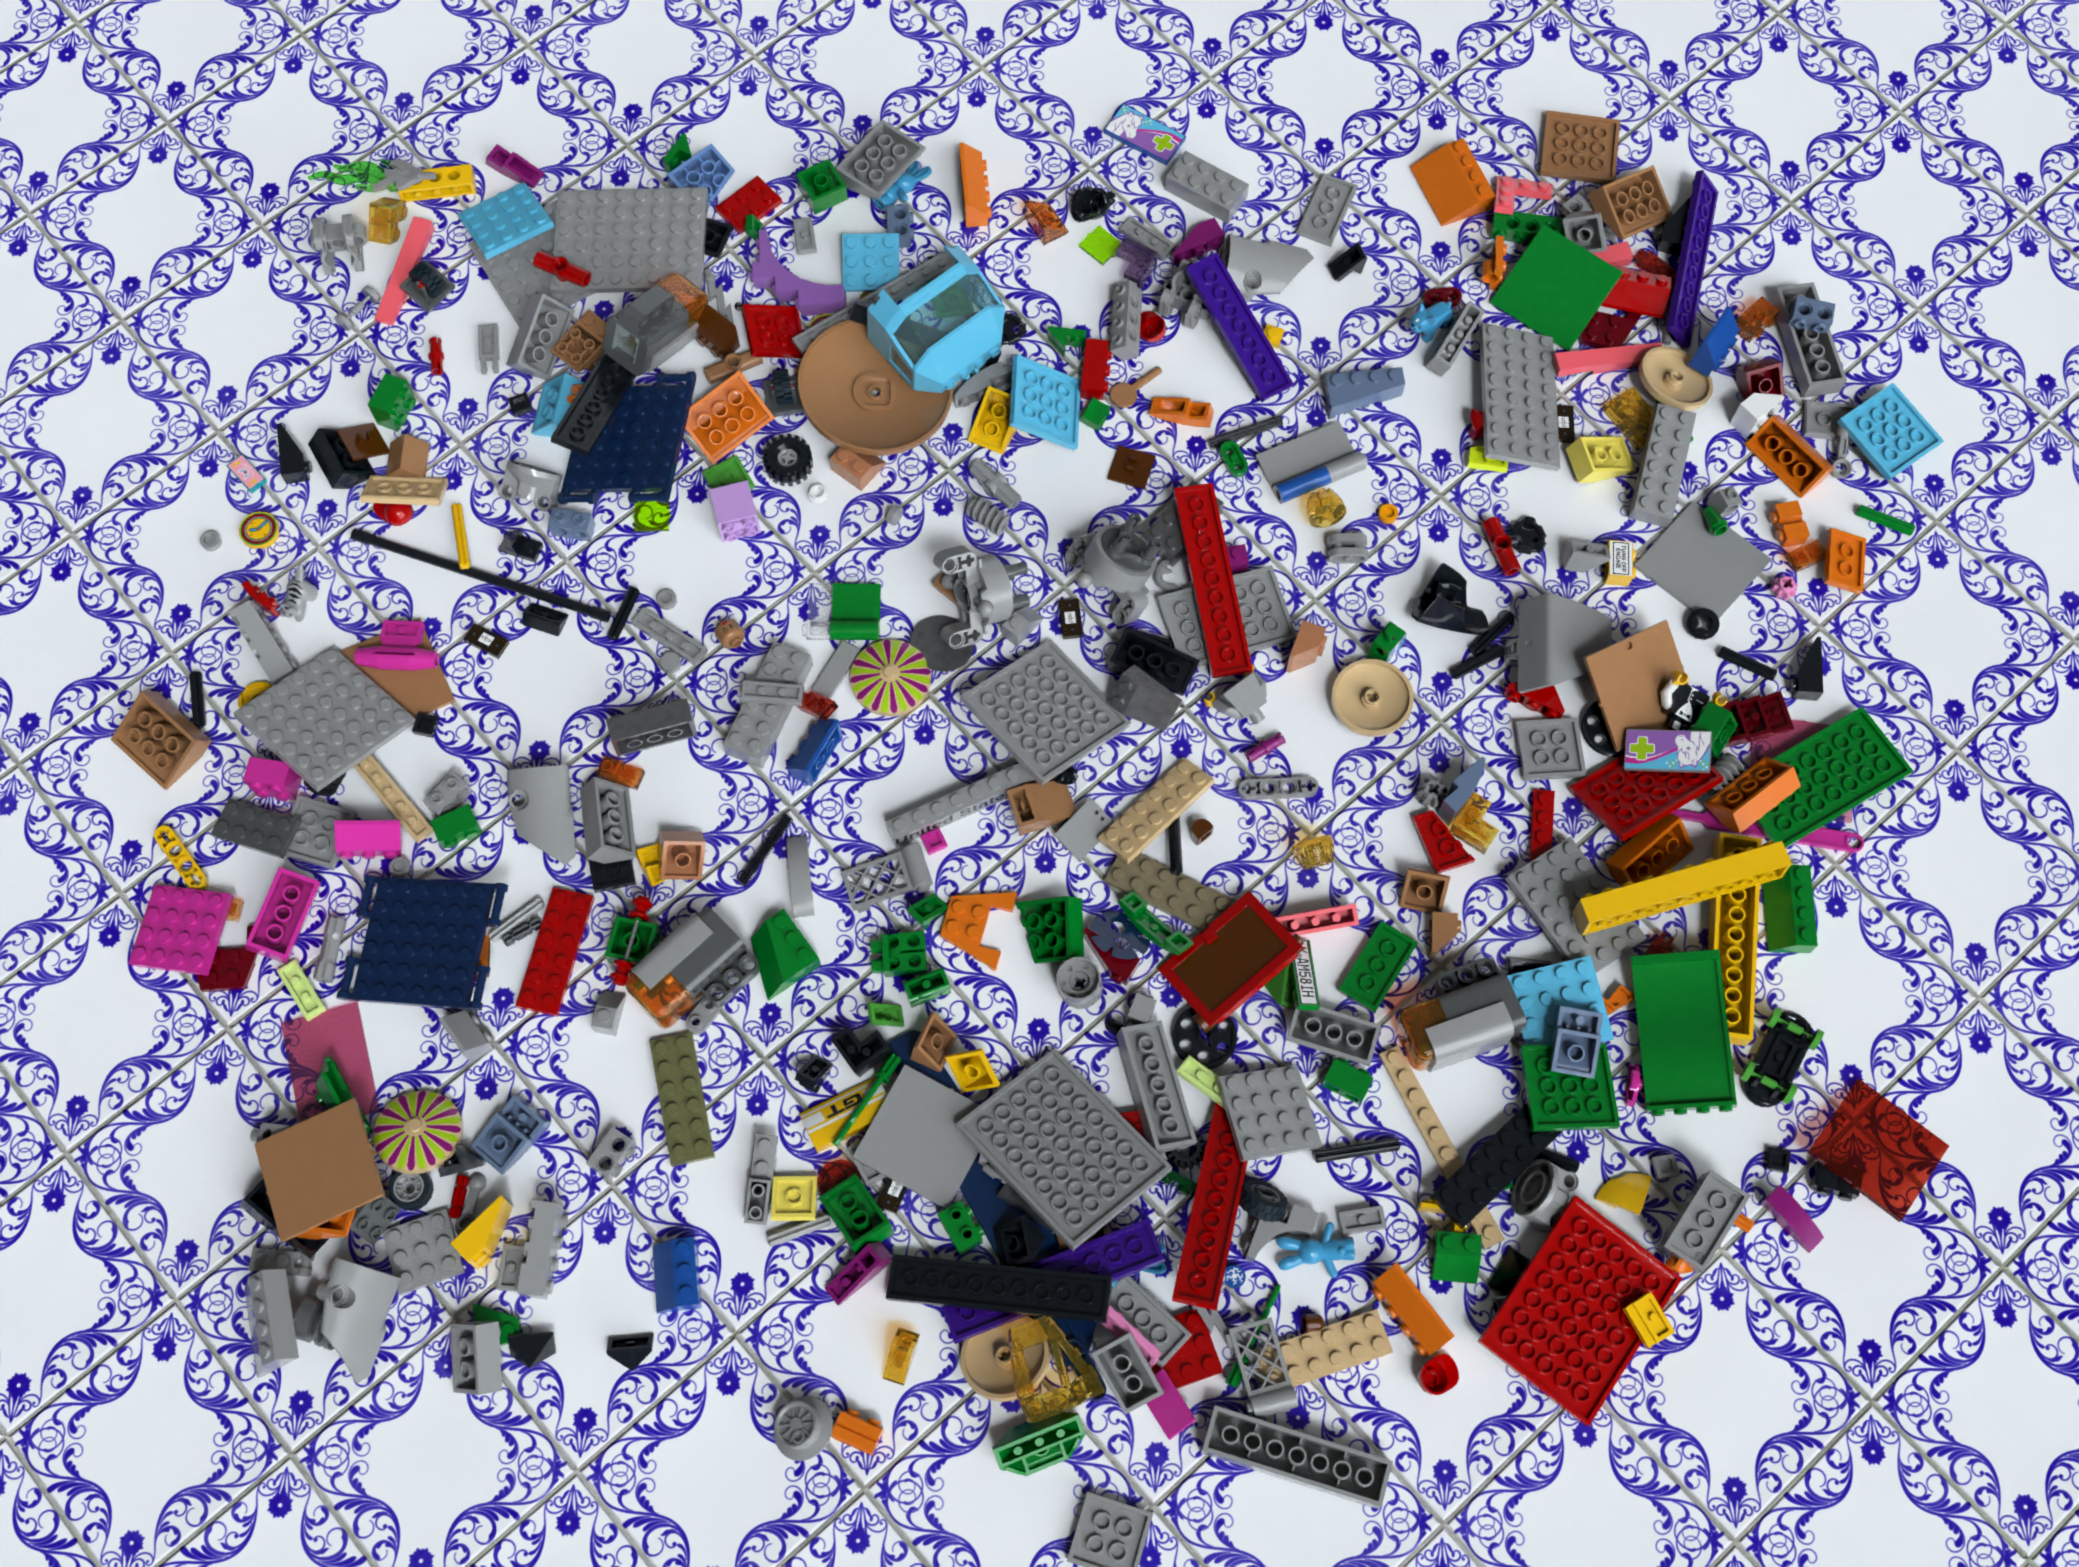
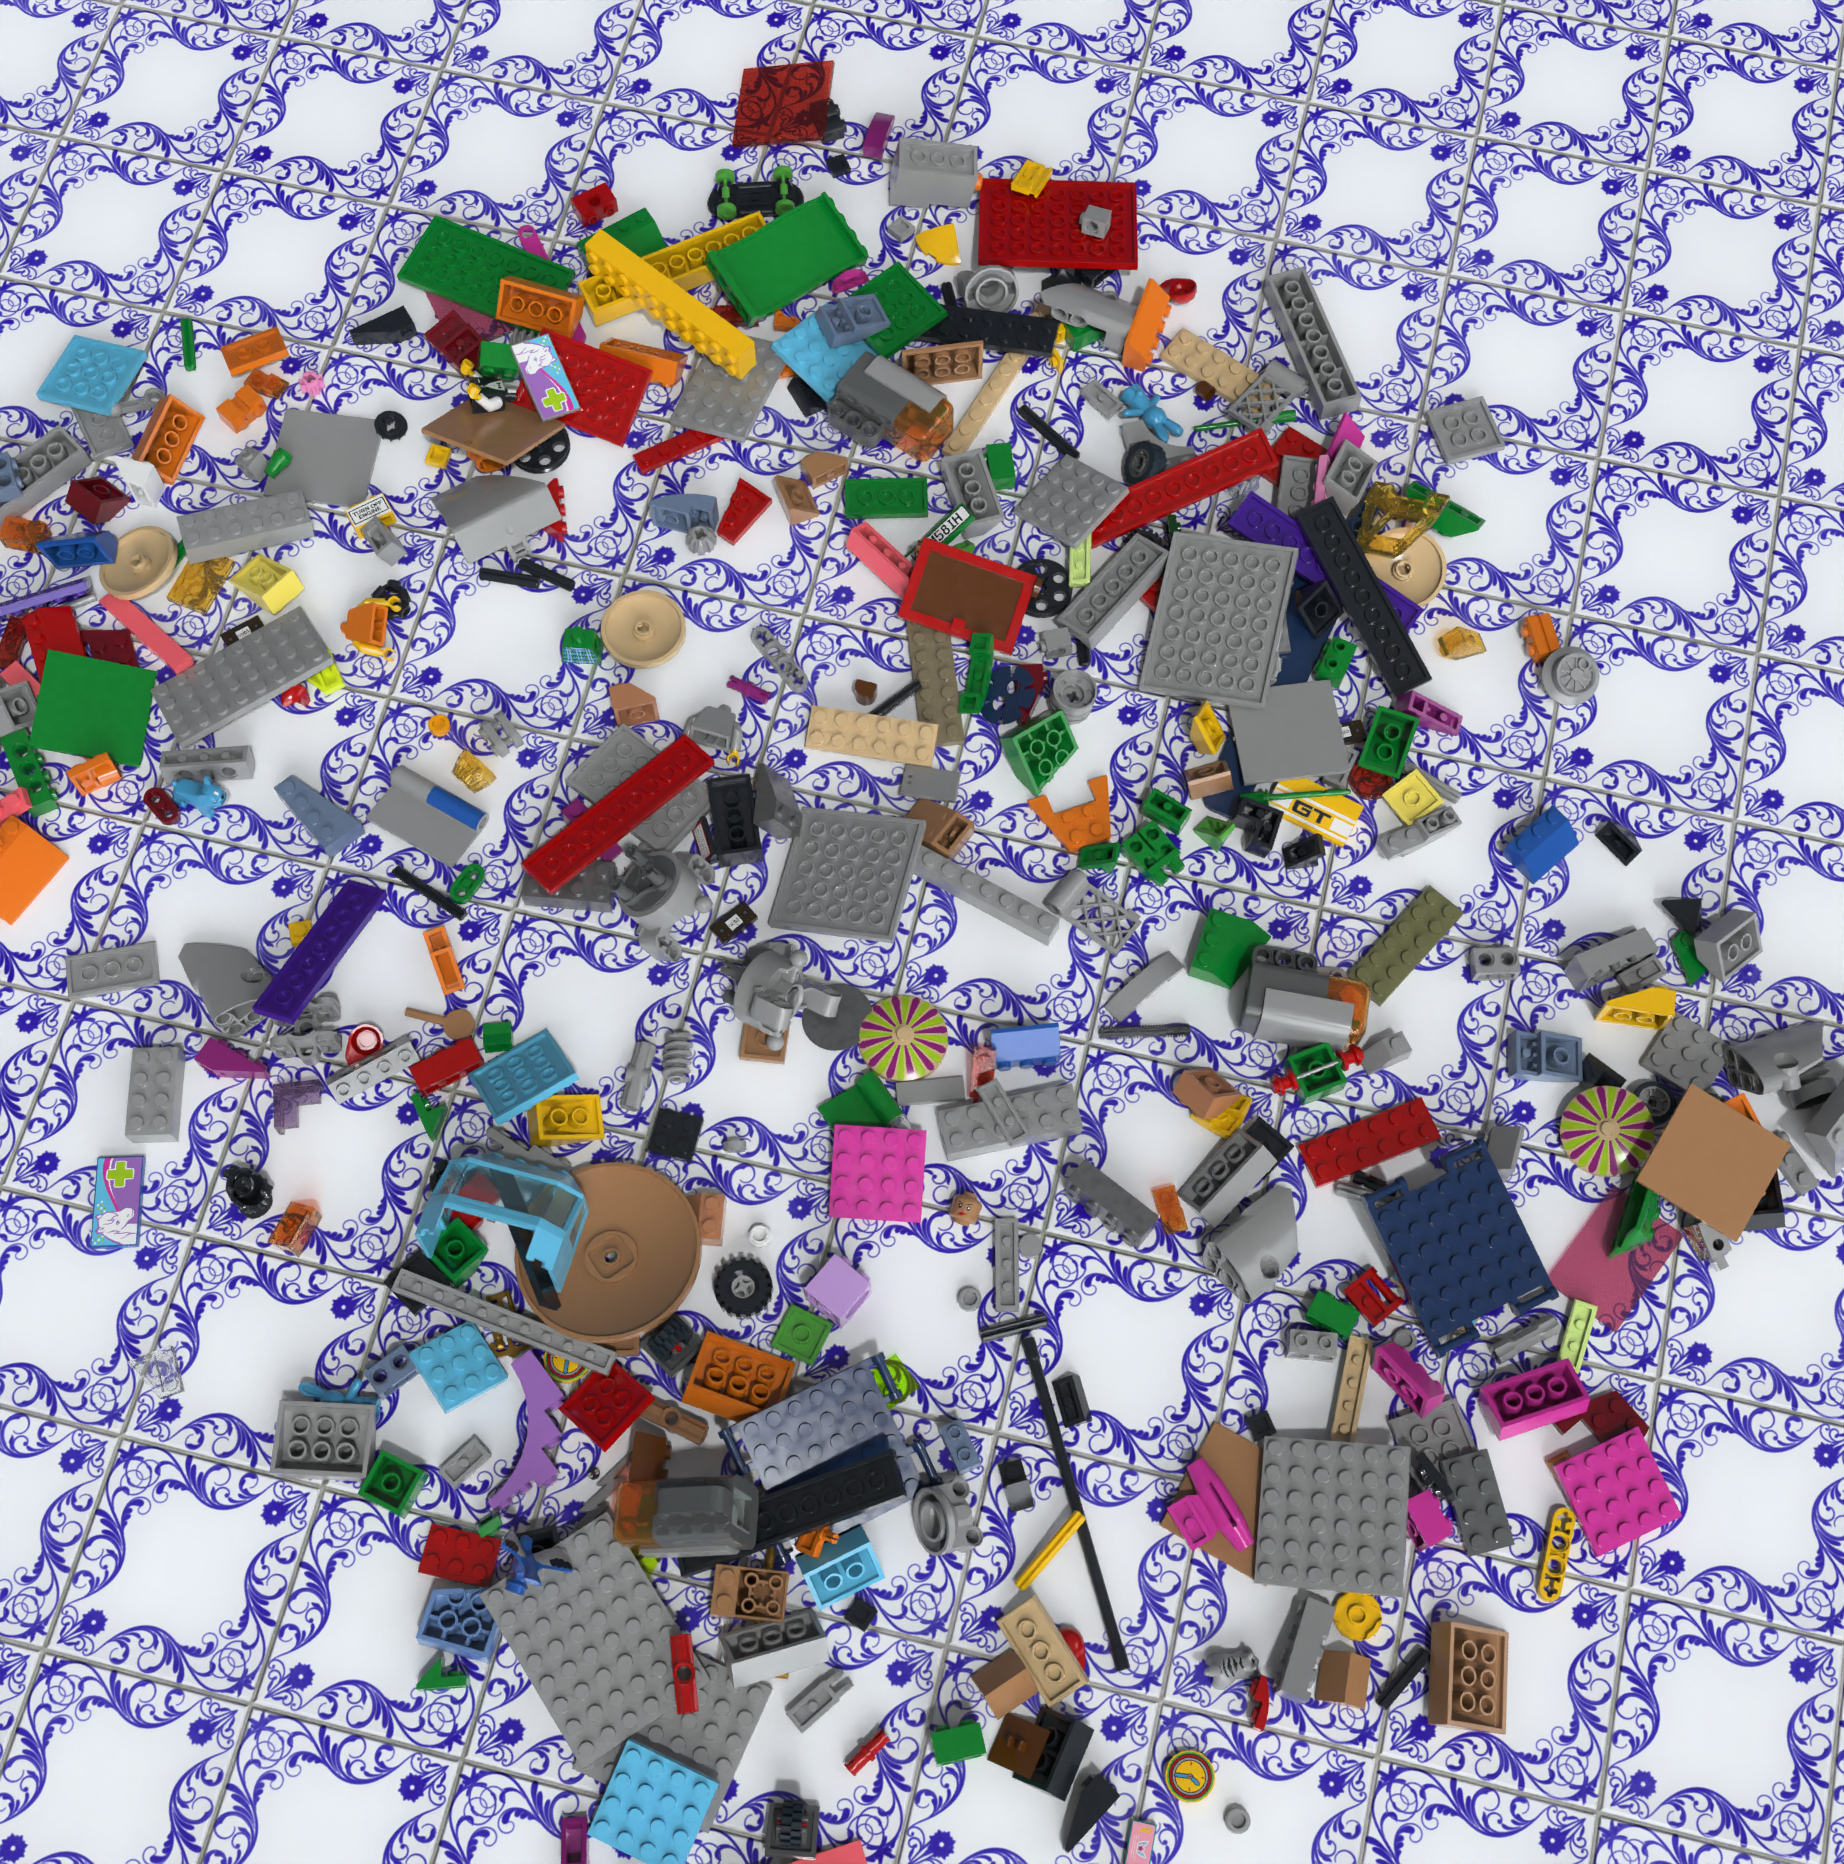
camera: 125 degrees left, 0 degrees up
(229, 662) = (1343, 1679): none -> medium nougat slope
(287, 797) = (1439, 1485): none -> black plate
(445, 860) = (1368, 1302): none -> red plate
(458, 1196) = (1627, 1060): red axle -> none
(476, 1184) = (1606, 1054): light grey piece -> none
(486, 641) = (1135, 1439): tile -> none
(699, 217) = (527, 1564): none -> blue animal
(799, 590) = (877, 1173): none -> dark pink plate
(933, 841) = (1032, 895): dark pink tile -> none
(934, 485) = (675, 1135): none -> black plate
(973, 186) = (296, 1326): orange slope -> none
(1003, 102) = (160, 1371): none -> clear wing
(1100, 245) = (288, 1159): clear neon green piece -> none
(1131, 467) = (534, 971): reddish brown piece -> none
(1147, 237) = (253, 1119): light grey tile -> none
(1315, 852) = (821, 593): clear yellow piece -> none
(1351, 260) = (172, 907): black slope -> none
(1445, 604) = (510, 620): black piece -> none
(1459, 1263) = (1084, 305): none -> light grey panel
(1470, 826) = (715, 485): clear yellow brick -> none
(1487, 1095) = (945, 362): none -> medium nougat slope
(1504, 556) = (424, 605): red piece -> none
(1507, 502) = (368, 624): none -> orange torso
(1550, 749) = (594, 477): light grey plate -> none
(1553, 1335) = (1095, 221): none -> light grey brick
(1747, 663) = (406, 378): black axle -> none
(1856, 903) = (594, 204): none -> red brick

